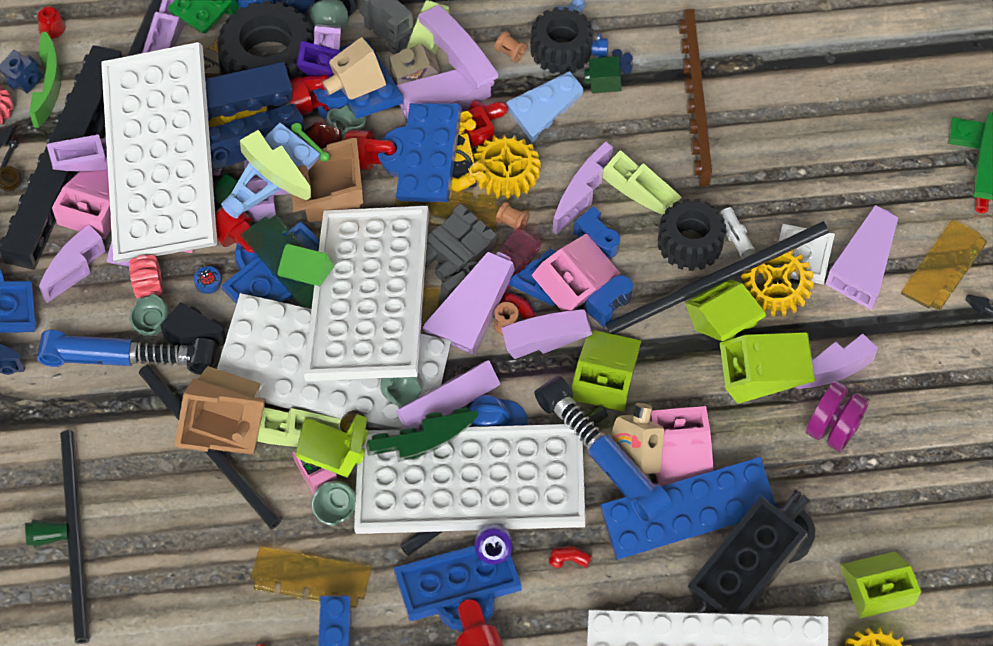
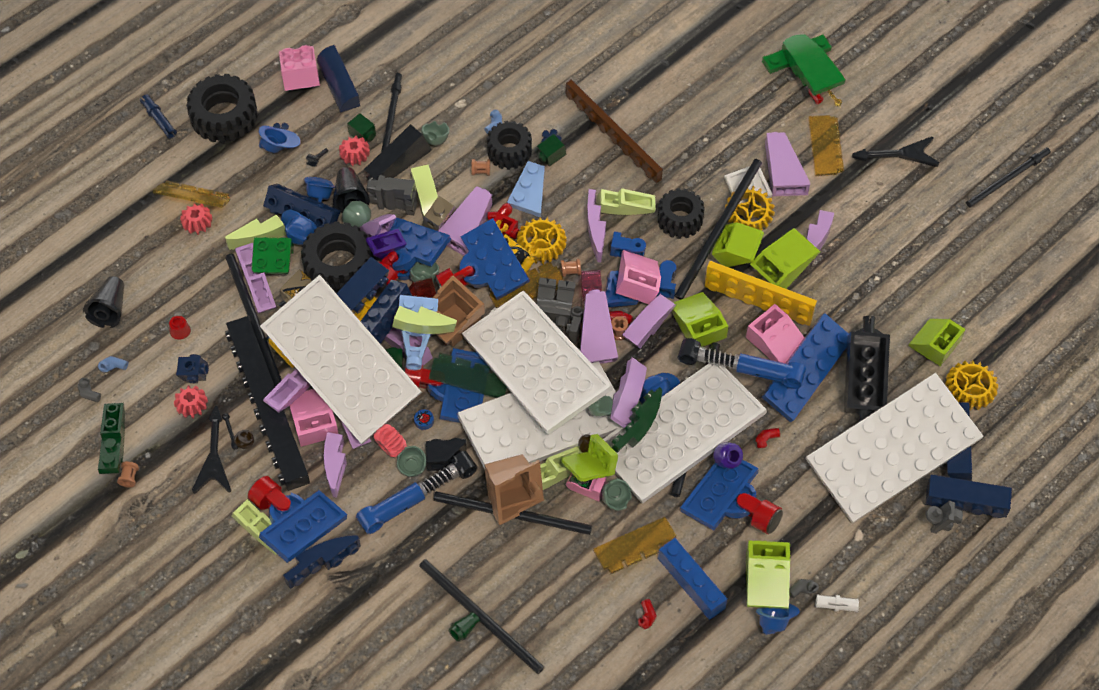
camera: 35 degrees left, 0 degrees up
(44, 102) = (201, 348): bright green slope -> none
(297, 129) = (410, 292): bright green hinge -> none
(304, 265) = (485, 370): bright green slope -> none
(355, 71) = (414, 236): tan torso -> none
(459, 46) = (458, 184): lavender slope -> none
(600, 47) = (535, 135): blue plate -> none
(640, 438) = (755, 343): tan torso -> none
(703, 385) = (759, 292): none -> yellow plate
(737, 233) = (712, 201): white pin -> none
(835, 415) = (845, 264): magenta wheel -> none

